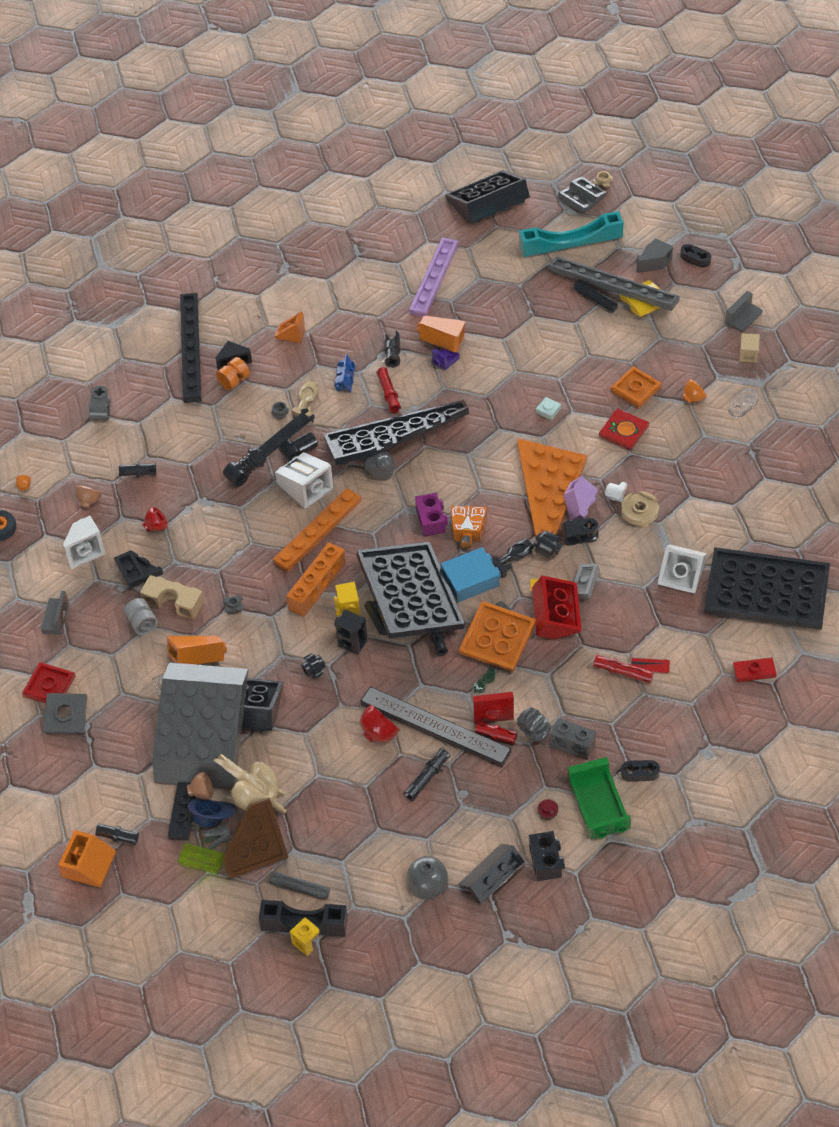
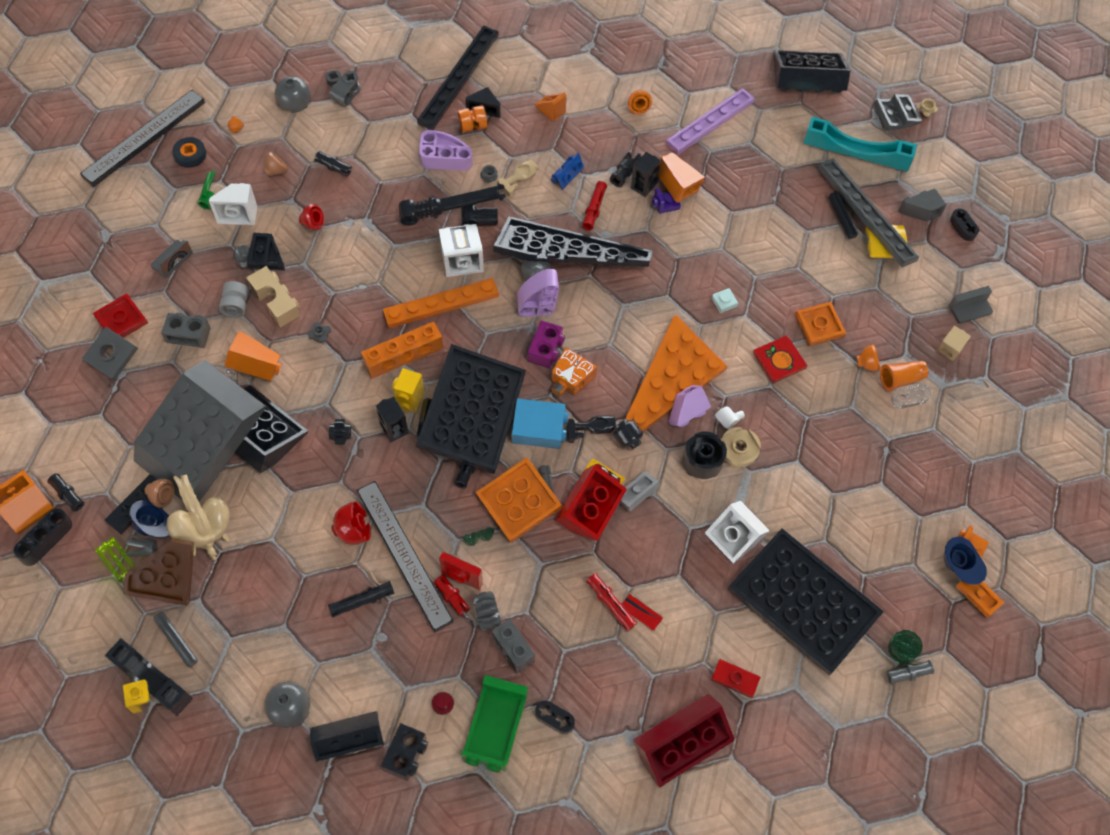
camera: 25 degrees right, 10 degrees up
(48, 553) = (203, 200): none -> green plant
(54, 433) = (292, 94): none -> dark grey cylinder
(80, 407) = (331, 74): none -> dark grey bush
(115, 580) = (241, 253): none -> dark grey piece
(119, 663) = (186, 332): none -> dark grey brick
(127, 883) = (37, 547): none -> black beam
(228, 411) = (444, 152): none -> lavender beam
(364, 289) = (639, 102): none -> orange brick
(399, 477) = (538, 294): none -> lavender beam
(415, 343) = (645, 174): none -> black brick
(578, 531) = (666, 437): black piece -> none
(618, 527) = (704, 455): none -> black brick
(726, 390) = (902, 374): none -> orange plant
(747, 729) = (684, 739): none -> dark red slope

